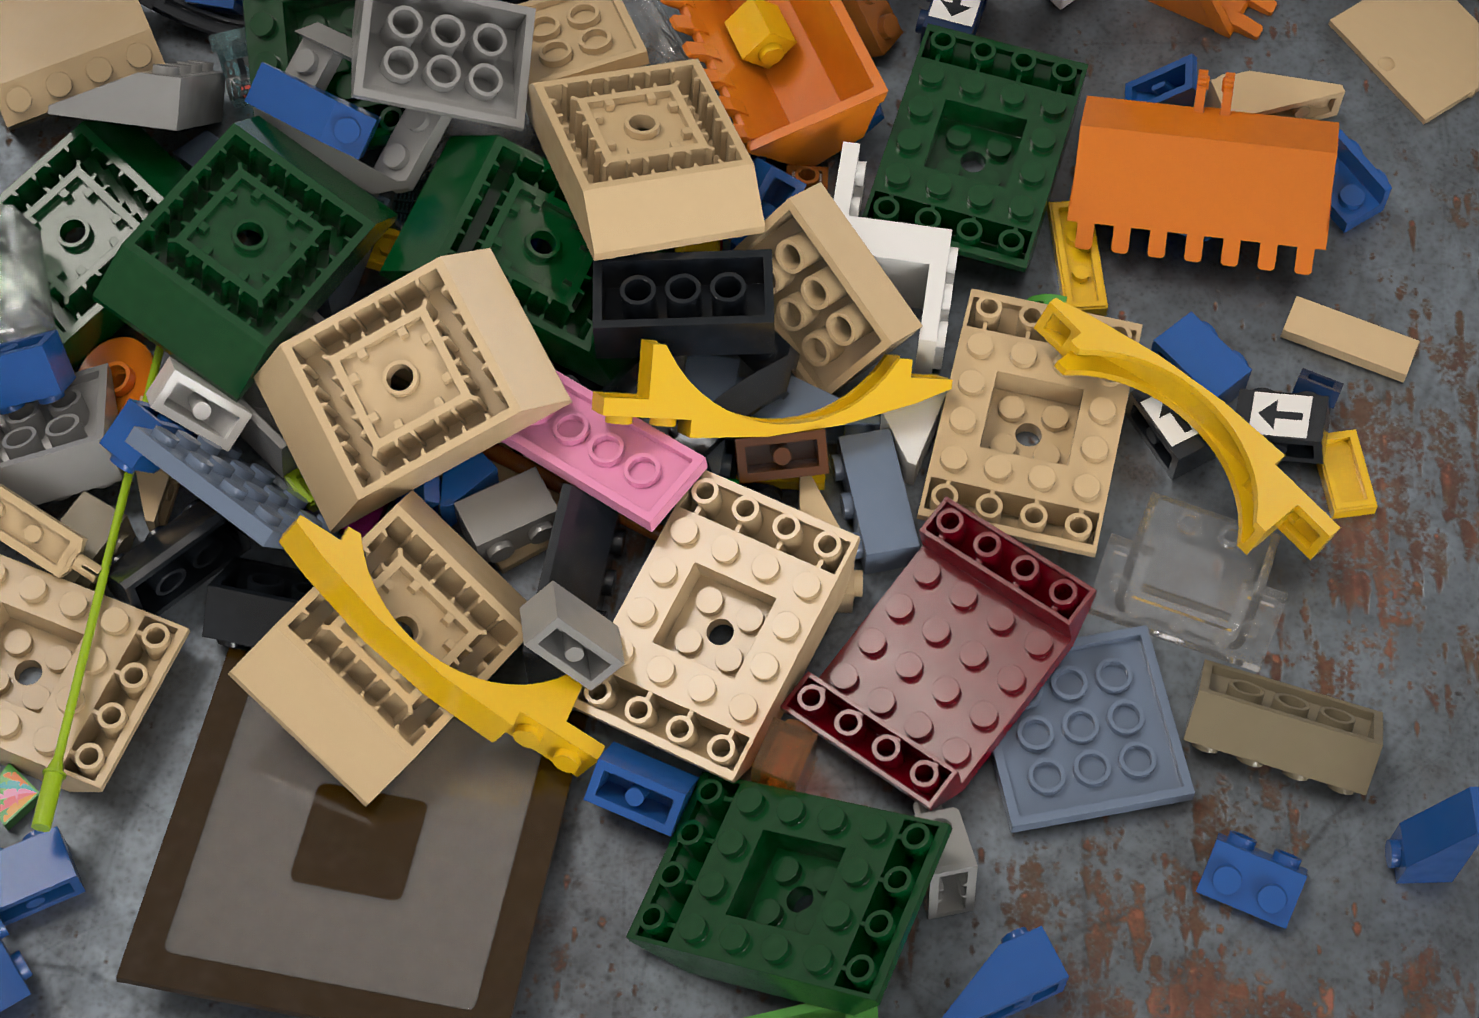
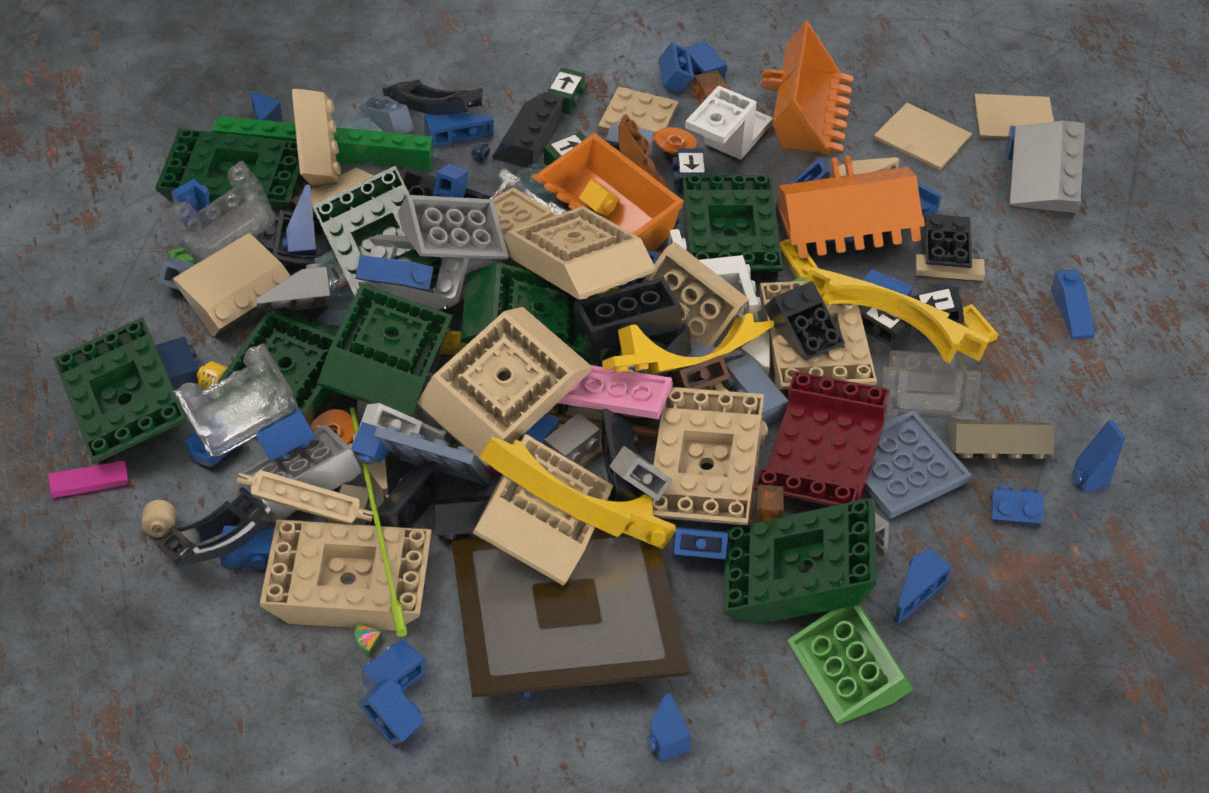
camera: 20 degrees left, 15 degrees down
(1007, 402) = (804, 321): none -> black slope
(1360, 290) = (947, 240): none -> black slope

